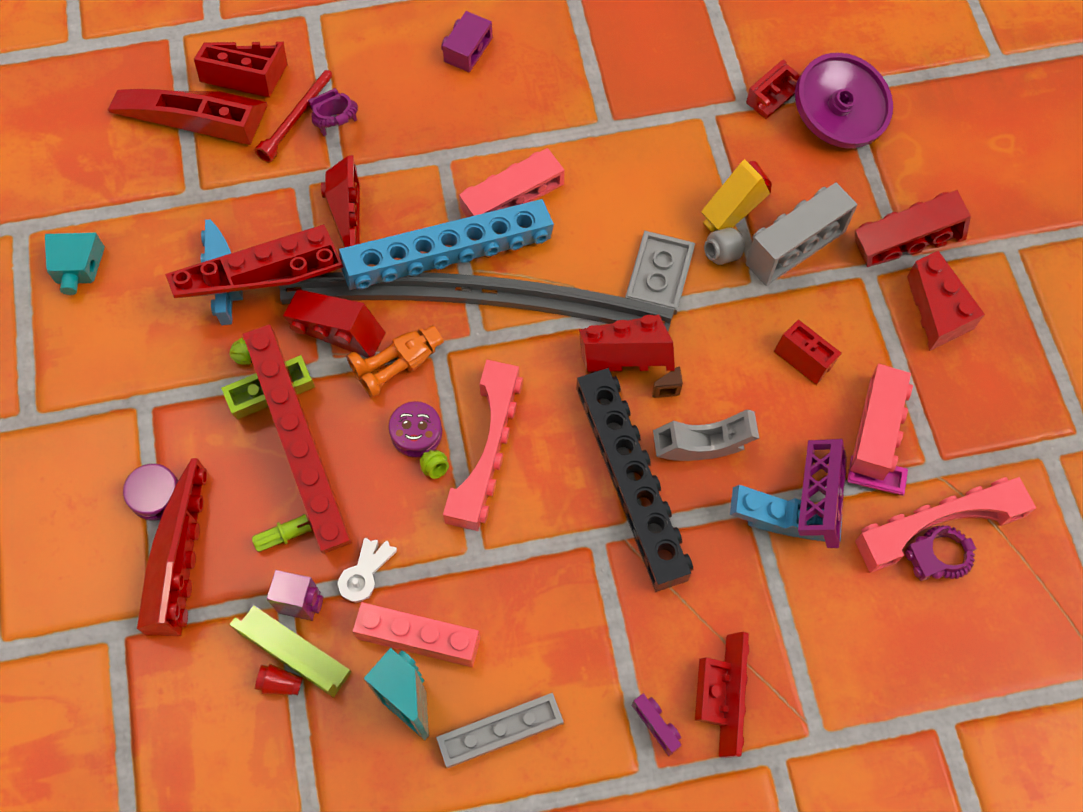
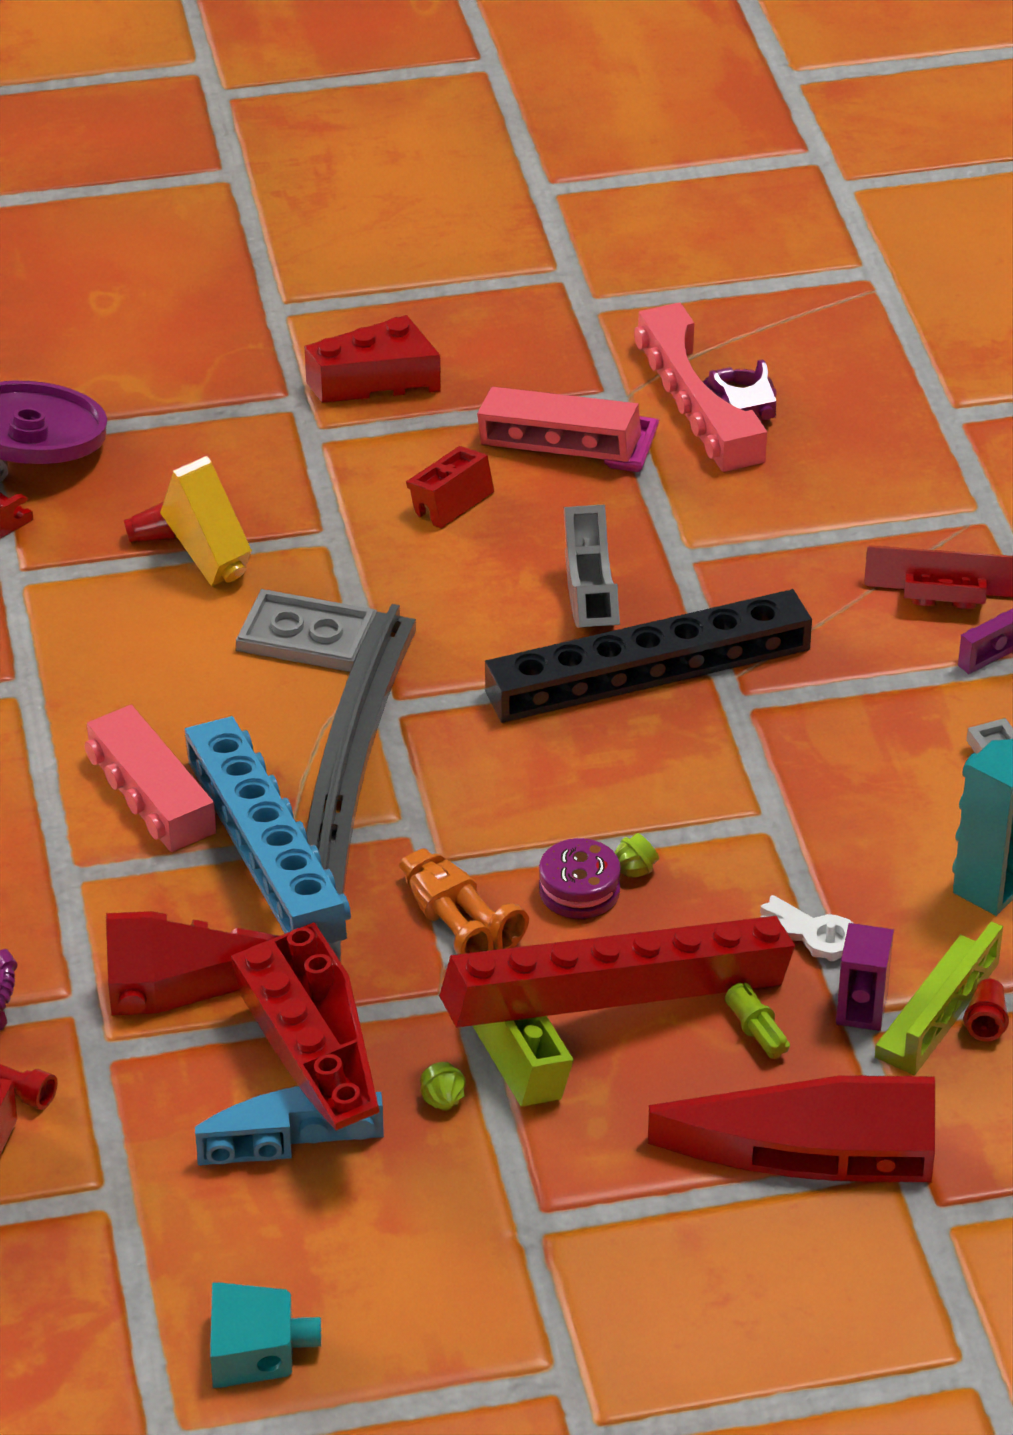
camera: 90 degrees left, 25 degrees down
(149, 490) = (700, 1179): head -> none
(335, 321) = (398, 964): red wedge -> none
(416, 634) = (904, 858): coral brick -> none
(467, 503) = (521, 786): coral arch -> none
(627, 344) = (446, 639): red wedge -> none
(668, 385) = (499, 615): reddish brown slope -> none
(724, 246) = (273, 555): light grey head -> none
(770, 512) = (699, 512): dark azure slope -> none
(800, 233) = (268, 471): light grey brick -> none
(833, 492) = (668, 464): magenta fence -> none
(914, 229) = (261, 372): red wedge -> none

